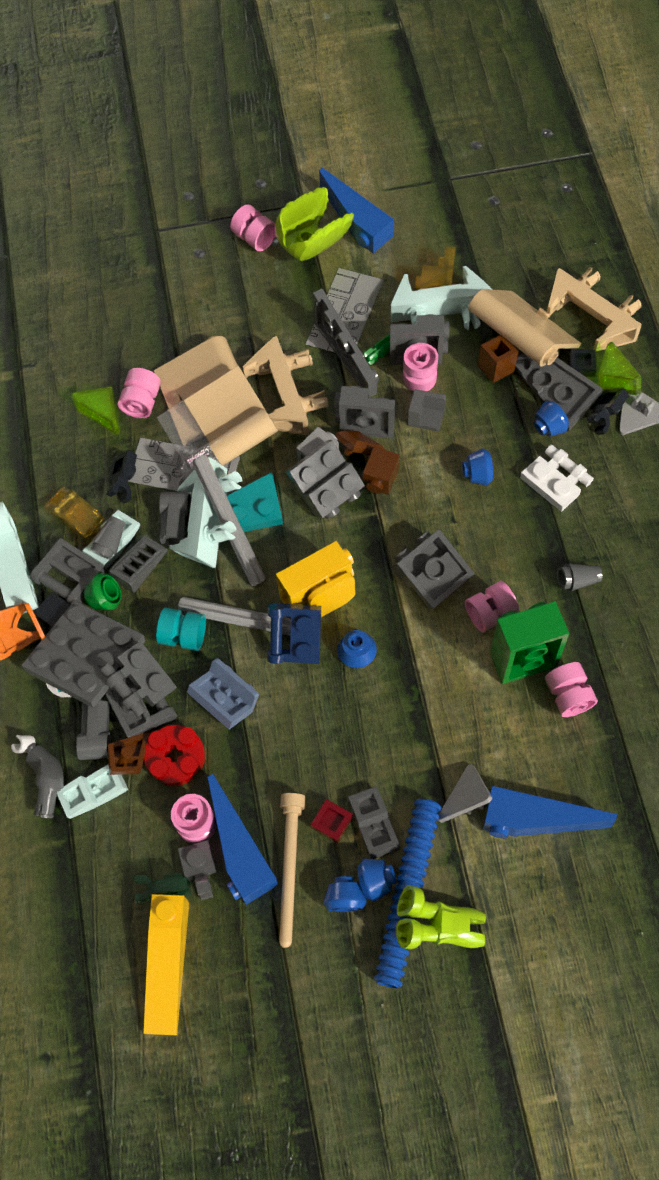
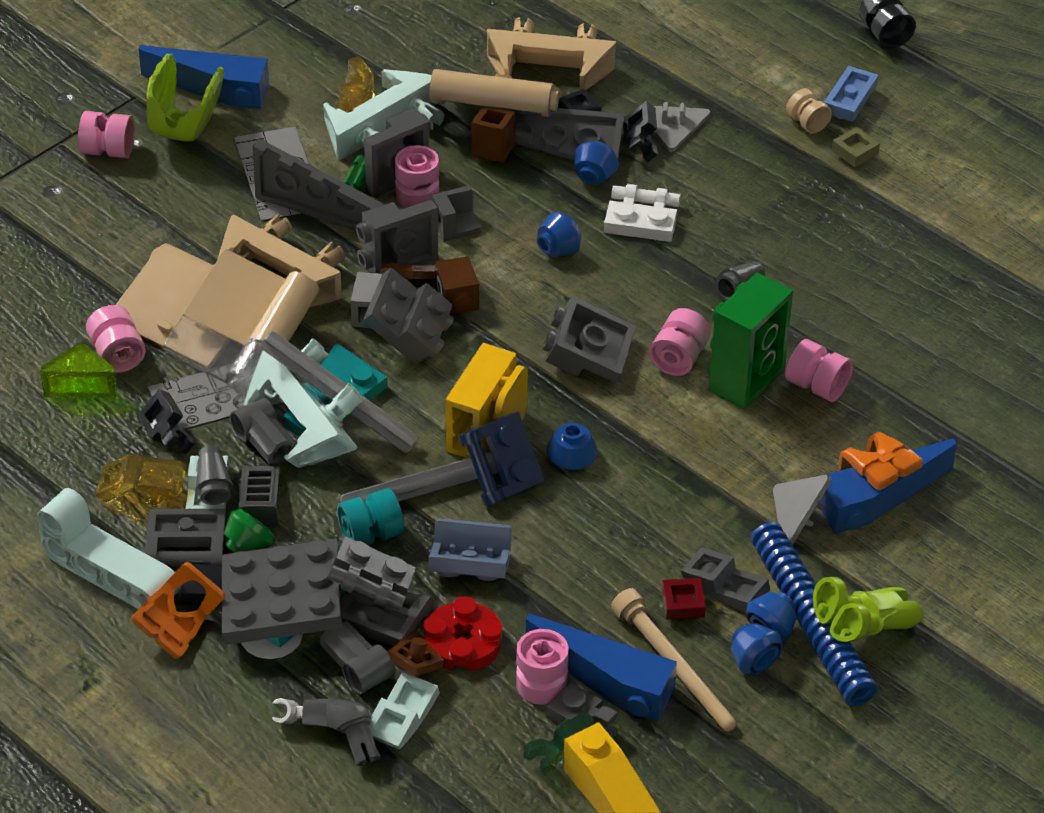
camera: 40 degrees left, 20 degrees down
(547, 807) = (881, 461): none -> orange piece
(618, 372) = (626, 92): clear neon green slope -> none

